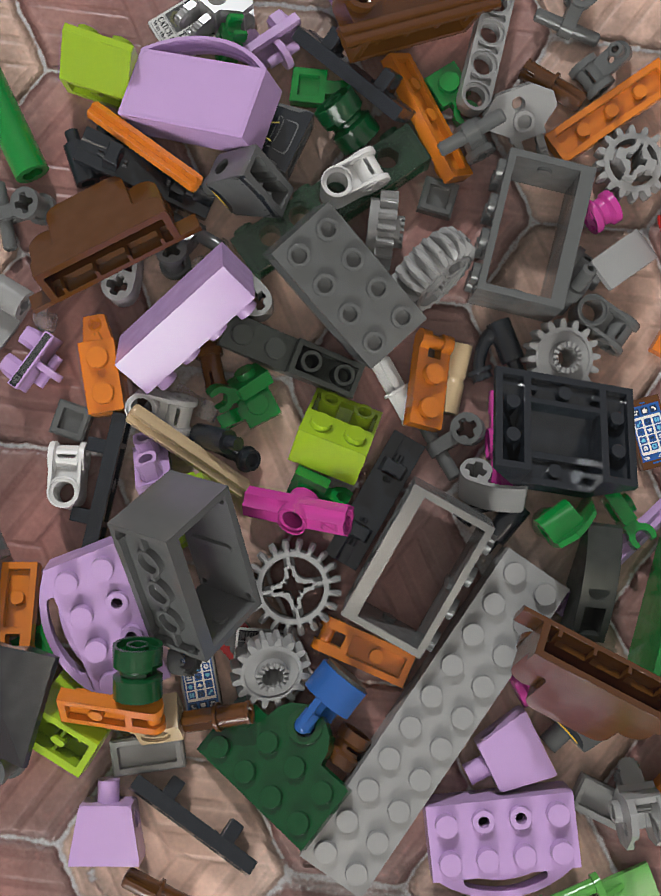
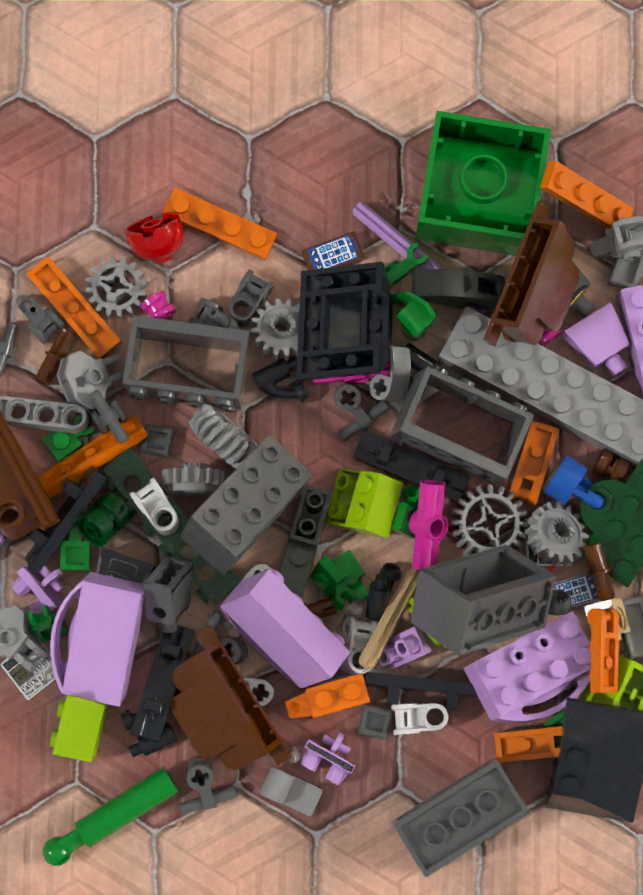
camera: 90 degrees left, 5 degrees down
(137, 672) = (571, 630): dark green wheel -> none
(145, 146) = (144, 682): orange axle -> none
(392, 384) = (325, 455): white axle -> none
(428, 381) = (312, 432): orange plate -> none
(457, 373) = (301, 412): tan piece -> none
(623, 259) = (197, 287): light grey panel -> none

